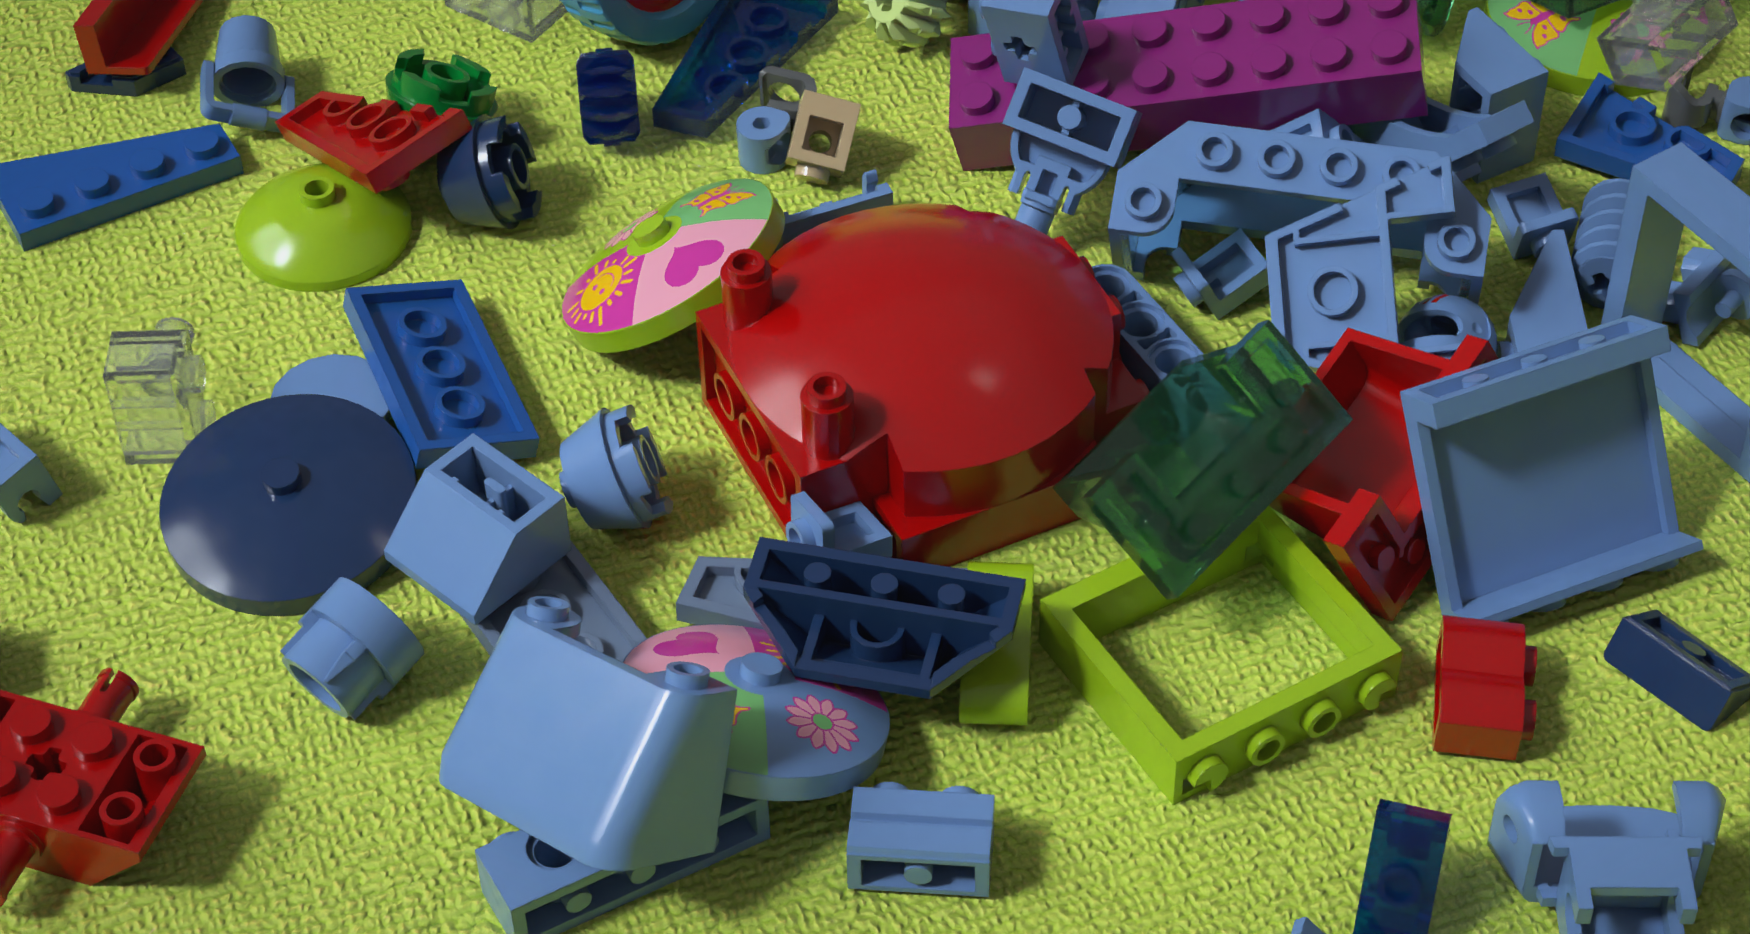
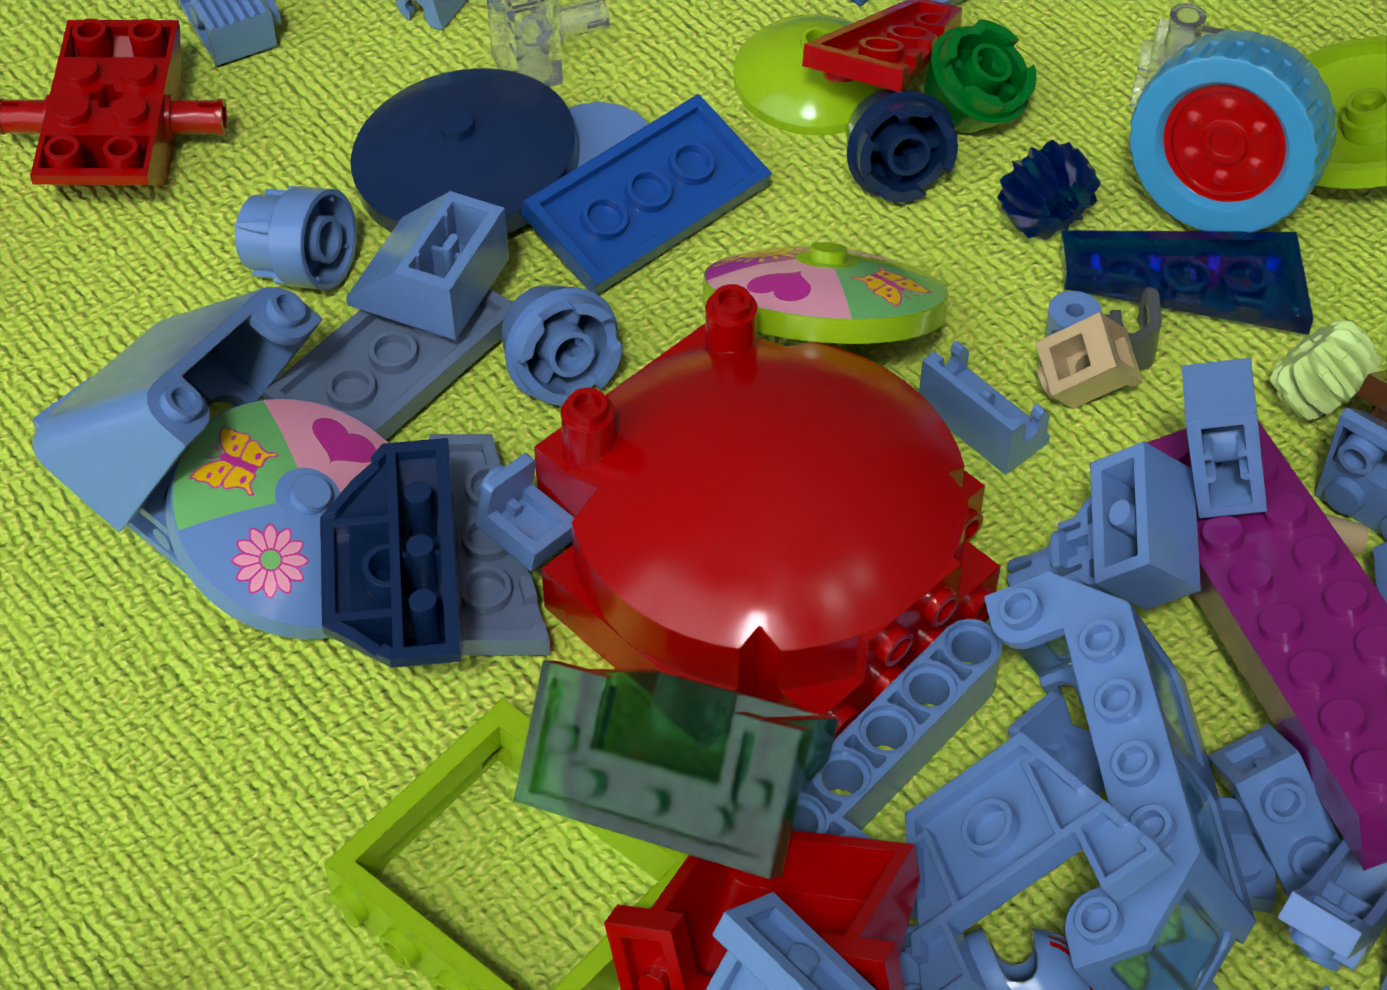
camera: 70 degrees right, 5 degrees up
(920, 840) = (205, 694): medium blue brick -> none
(999, 686) = (443, 700): lime beam -> none

